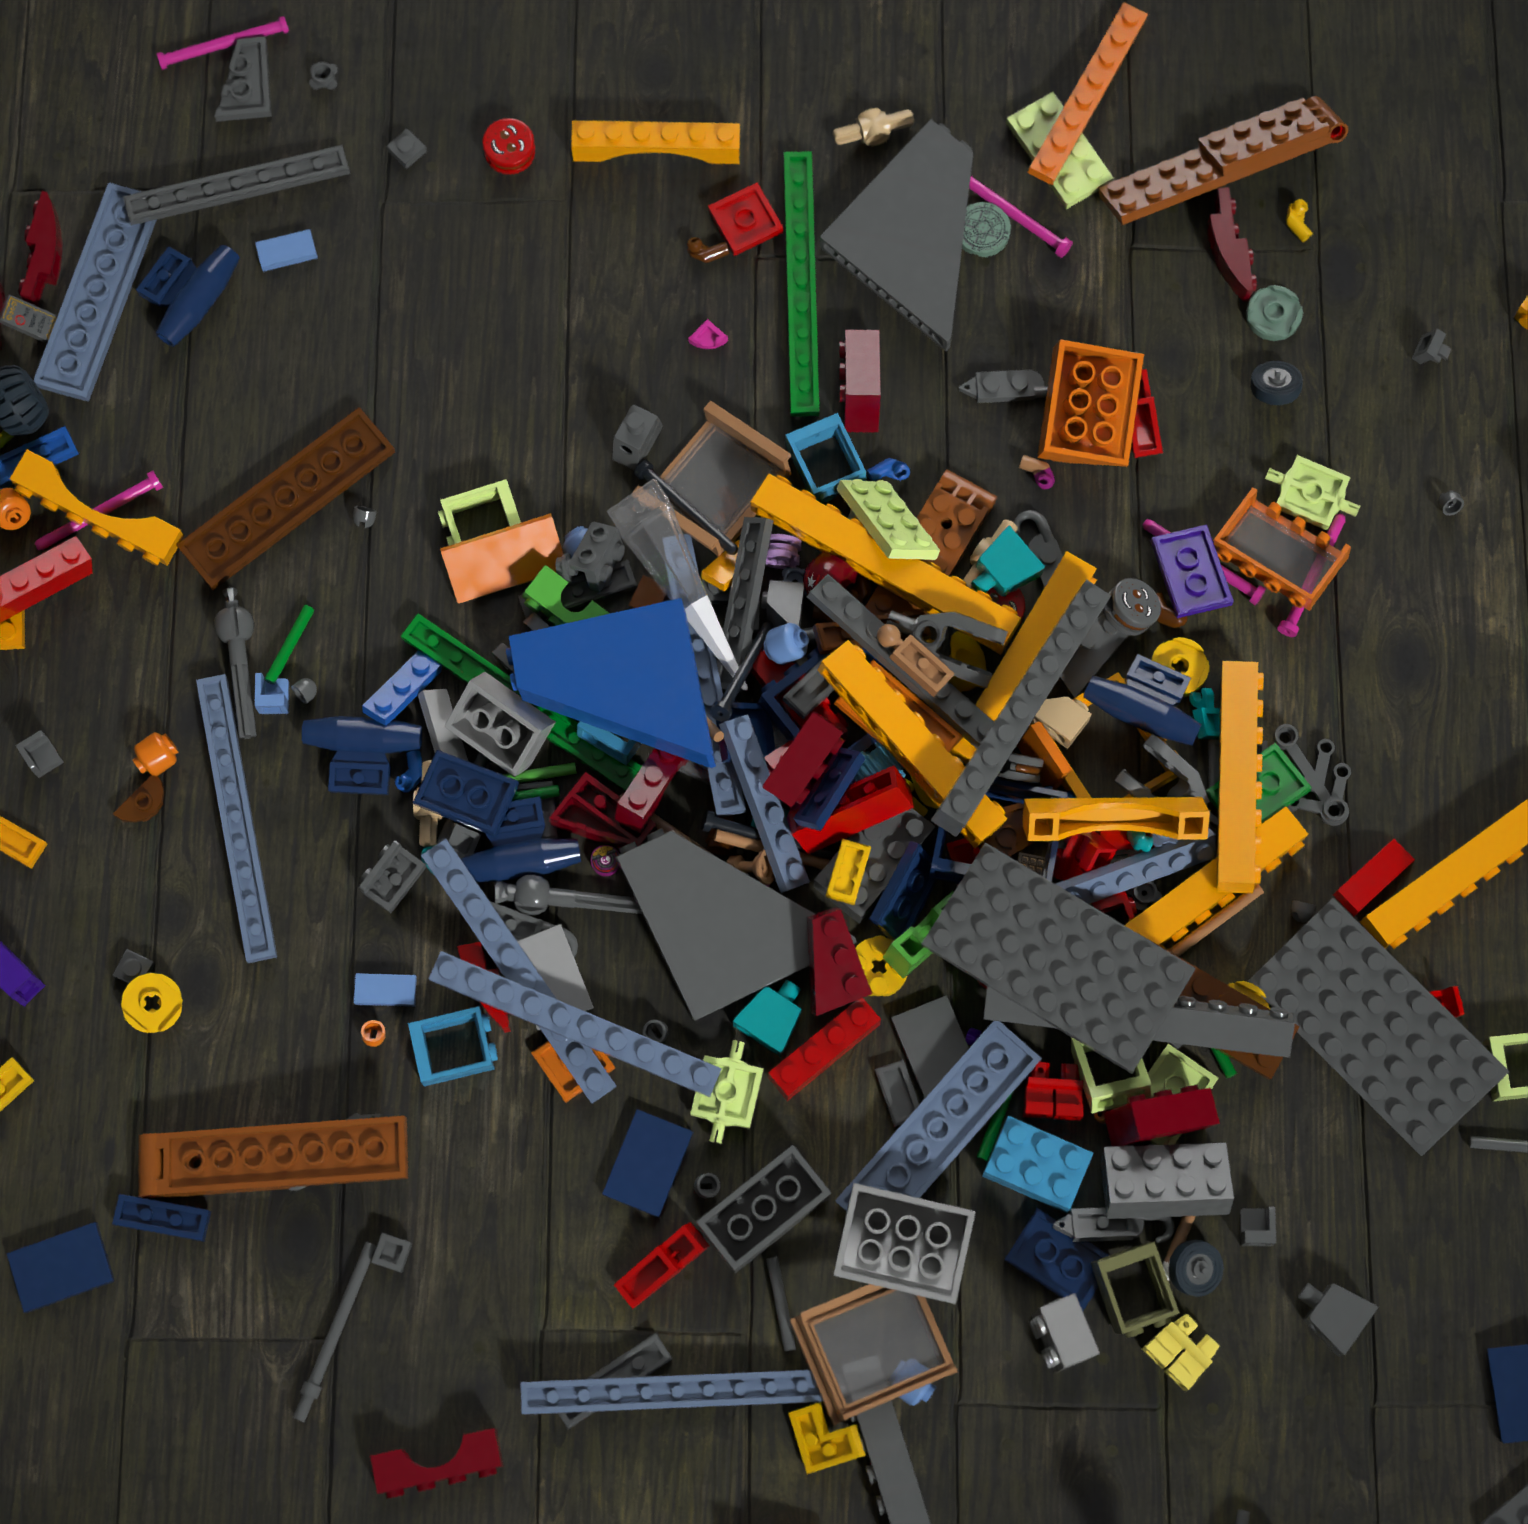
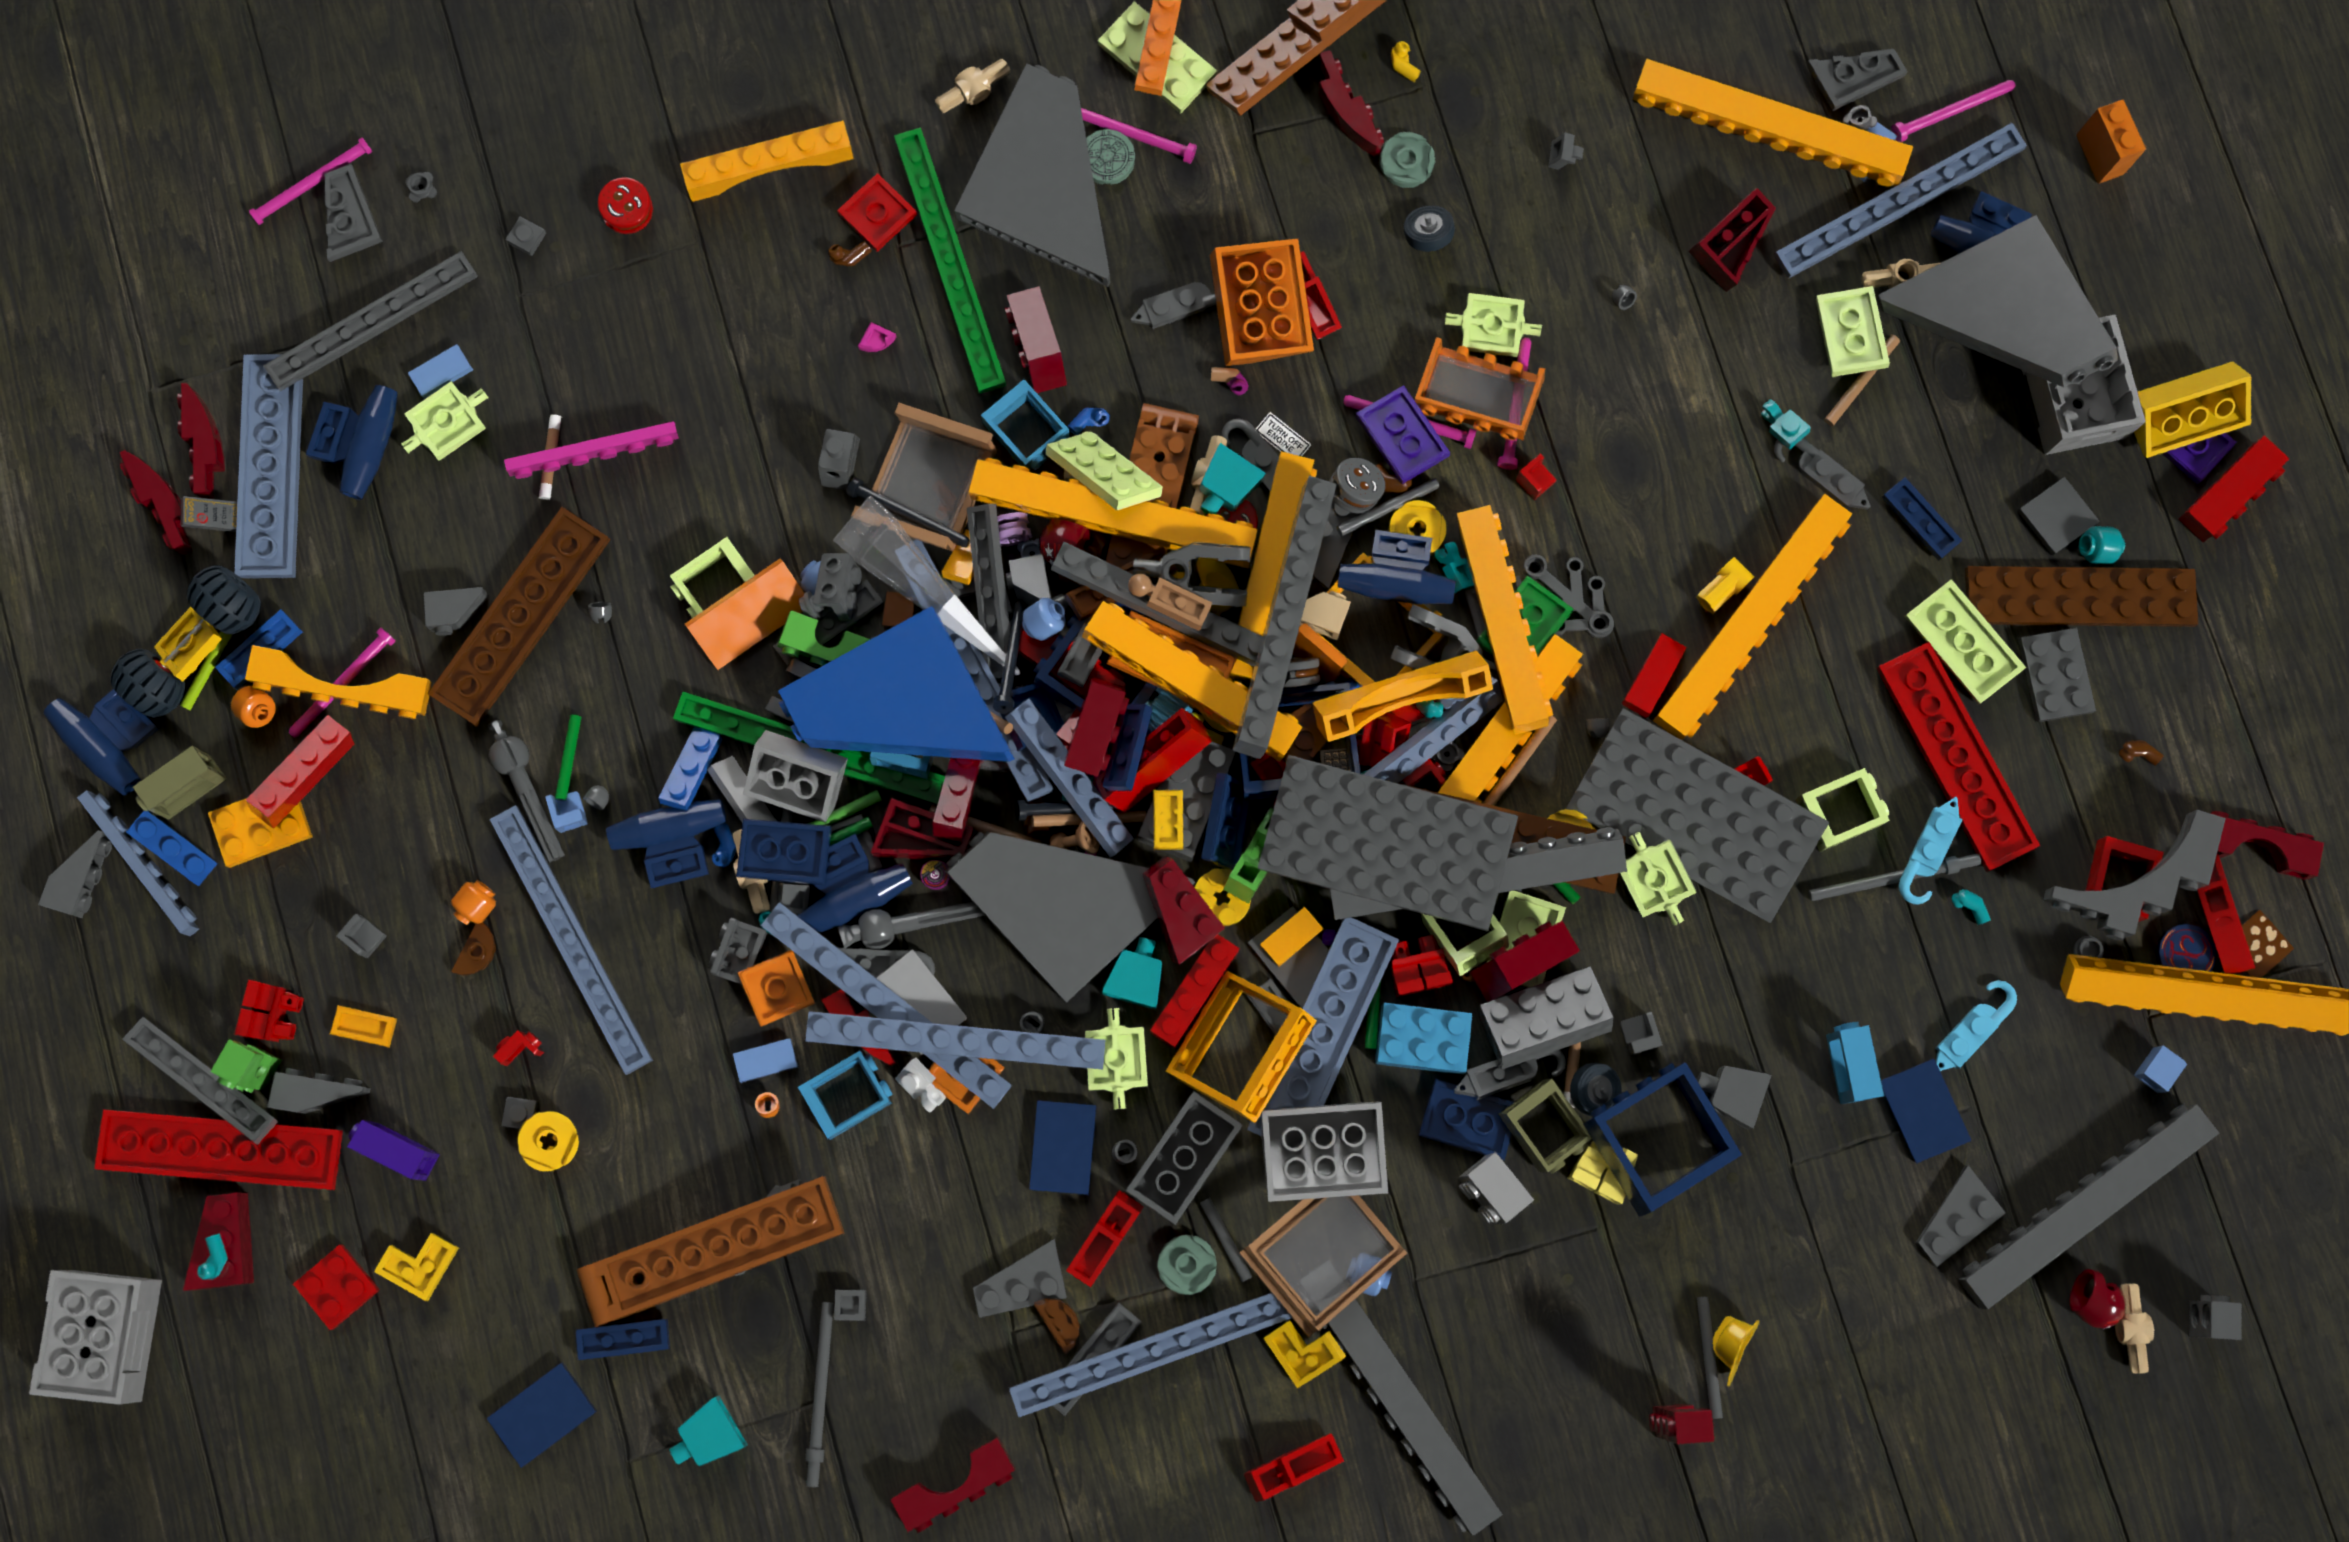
camera: 20 degrees left, 5 degrees up
(148, 902) = (511, 1047): none -> red bracket
(214, 1337) = (708, 1435): none -> teal torso
(225, 472) = (452, 608): none -> dark grey slope
(275, 296) = (445, 421): none -> yellowish green plate
(363, 358) = (551, 442): none -> bar
(394, 361) = (581, 452): none -> dark pink plate
(417, 922) = (776, 988): none -> orange tile
(526, 1055) = (918, 1082): none -> white plate
(568, 1285) = (1022, 1283): none -> dark grey wing
(592, 1332) = (1060, 1320): none -> reddish brown plate
(735, 1316) = (1187, 1264): none -> sand green tile
(879, 1139) = (1272, 1065): none -> light orange window
(936, 1024) = (1291, 937): none -> light orange tile
(1072, 539) = (1282, 436): none -> white sticker
(1156, 637) = (1387, 507): none -> dark grey bar
(1198, 1348) = (1619, 1162): none -> dark blue window
(1311, 651) = (1535, 478): none -> red panel
(1318, 1077) = (1657, 878): none -> yellowish green plate
(1466, 1321) = (1854, 1063): none -> dark azure window
(1476, 807) = (1729, 581): none -> yellow piece

